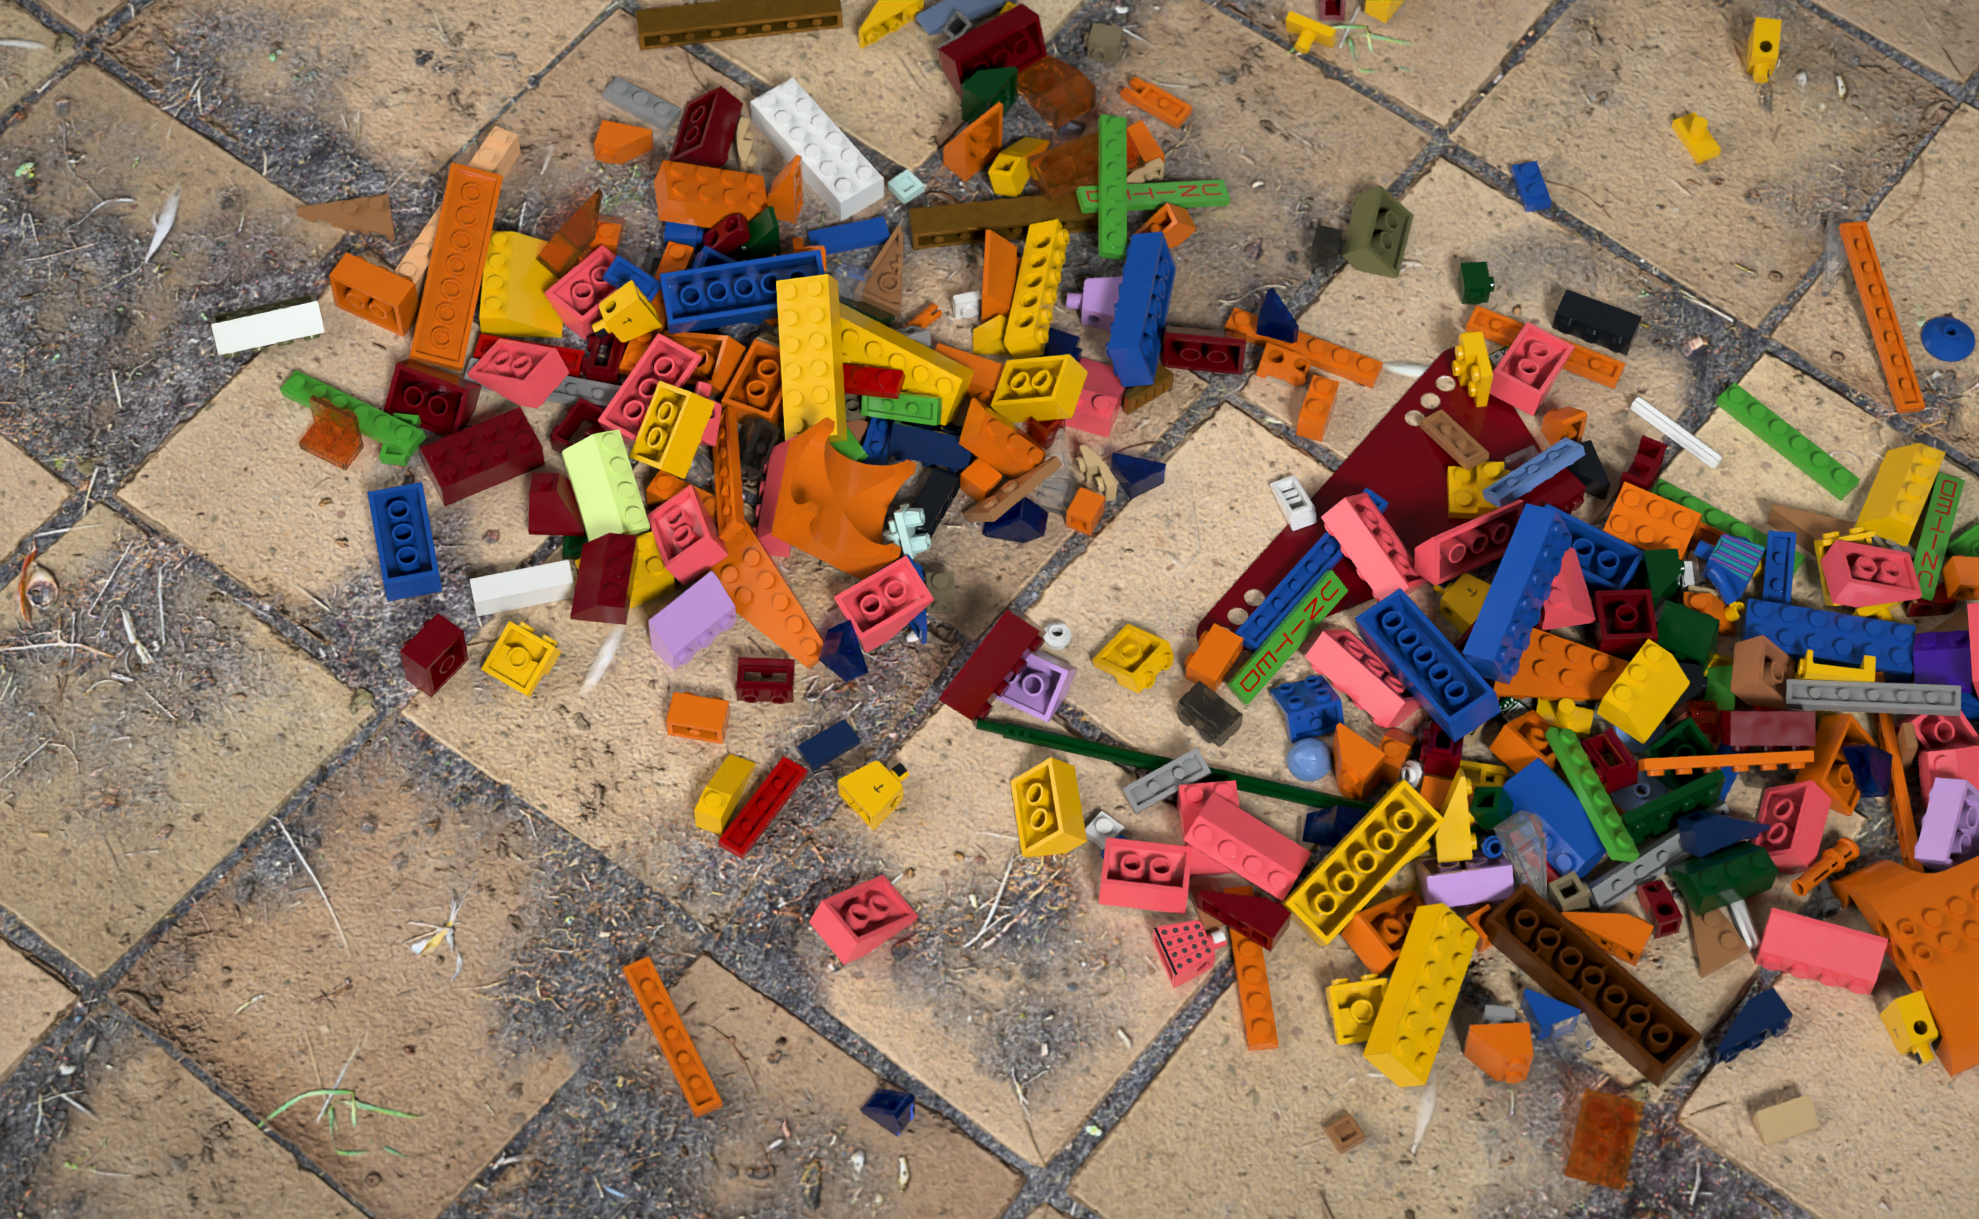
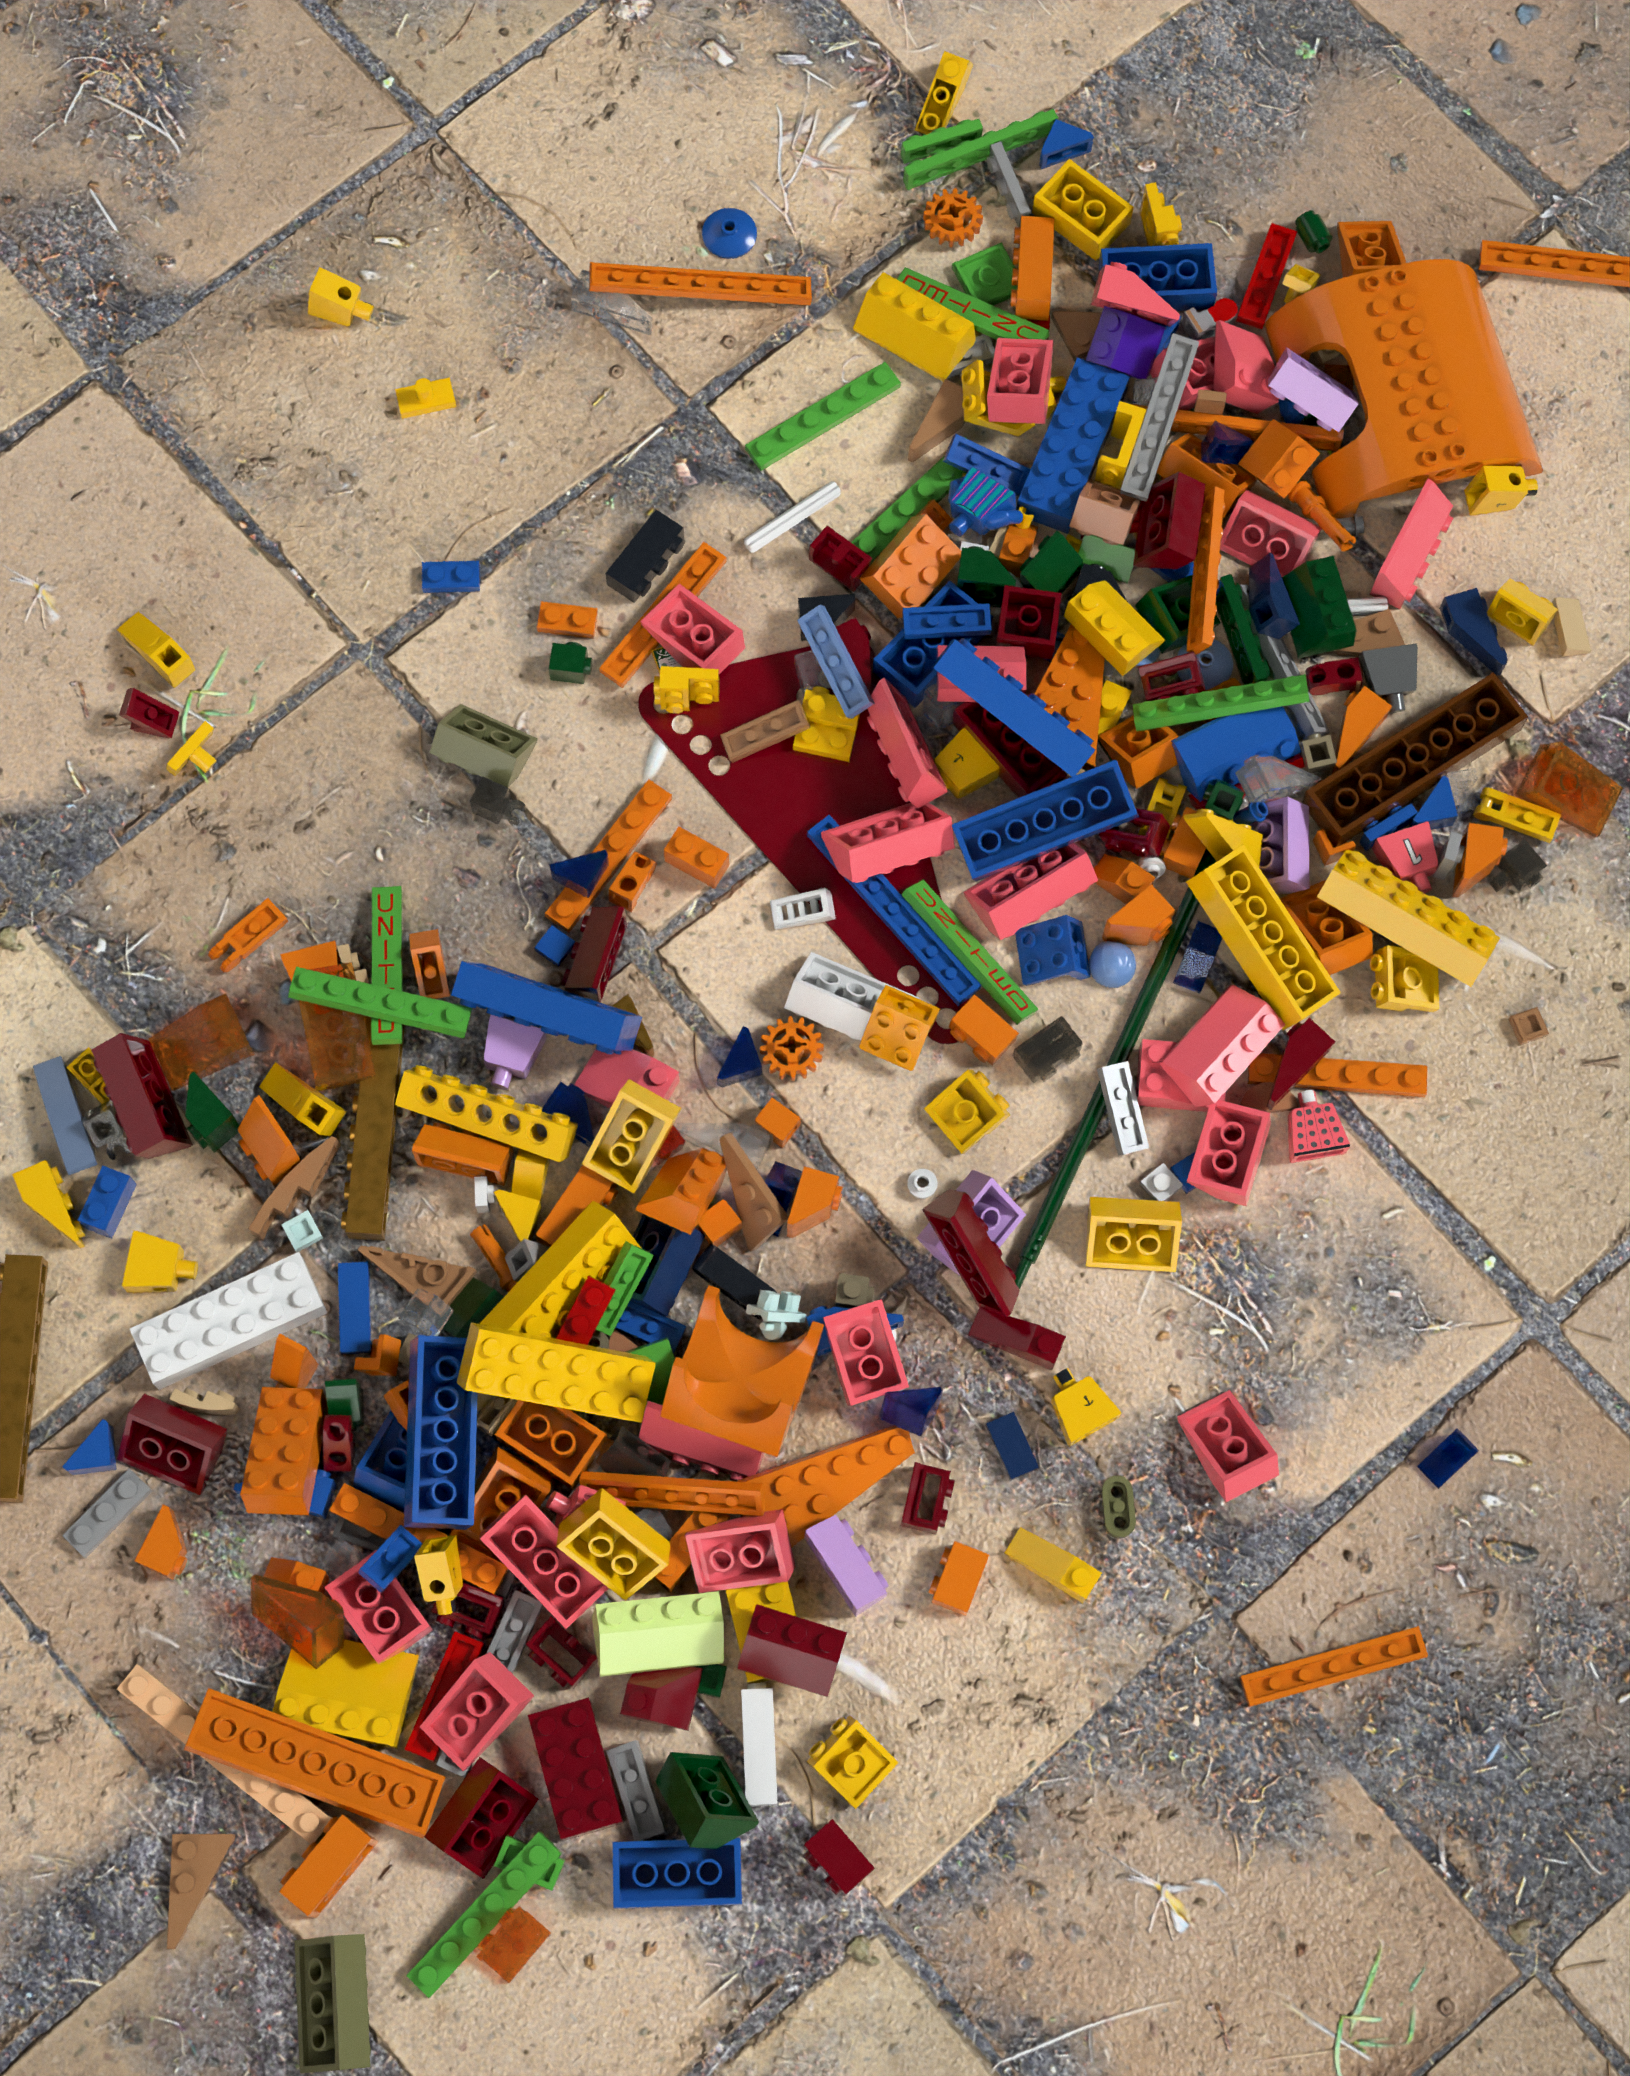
camera: 80 degrees left, 15 degrees up
(469, 545) = (705, 1799): none -> dark green slope
(471, 506) = (636, 1791): none -> light grey plate
(689, 82) = (95, 1453): none -> blue slope
(762, 807) = (1079, 1527): red plate -> none
(787, 835) = (1118, 1507): none -> olive plate
(853, 91) = (155, 1265): none -> yellow torso
(899, 49) = (107, 1202): none -> blue brick
(927, 736) = (1018, 1337): none -> dark red slope
(950, 177) = (303, 1179): none -> medium nougat slope
(954, 332) = (520, 1212): none -> yellow slope
(1014, 541) = (814, 1201): none -> orange slope
(1096, 470) = (720, 1105): tan slope -> none
(1104, 42) = (153, 974): dark tan brick -> none
(1156, 511) = (802, 1046): none -> orange gear
(1197, 576) = (898, 1027): none -> light orange bracket
(1208, 319) = (554, 945): none -> blue tile
(1213, 550) = (834, 995): none -> white slope
(1488, 987) = (1409, 855): none -> coral torso
(1507, 1100) = (1520, 867): none -> clear smoke brick
(1508, 968) = (1397, 820): none -> blue plate
(1517, 278) = (567, 620): none -> orange plate
(1563, 1094) = (1517, 814): none -> yellow plate
(1564, 423) = (772, 620): orange slope -> none
(1600, 550) = (946, 621): none -> blue plate
(1677, 953) = (1391, 673): none -> dark grey torso
(1706, 716) = (1139, 578): clear red panel -> none
(1786, 1064) = (1521, 611): none -> yellow slope
(1871, 820) = (1278, 458): none -> orange slope

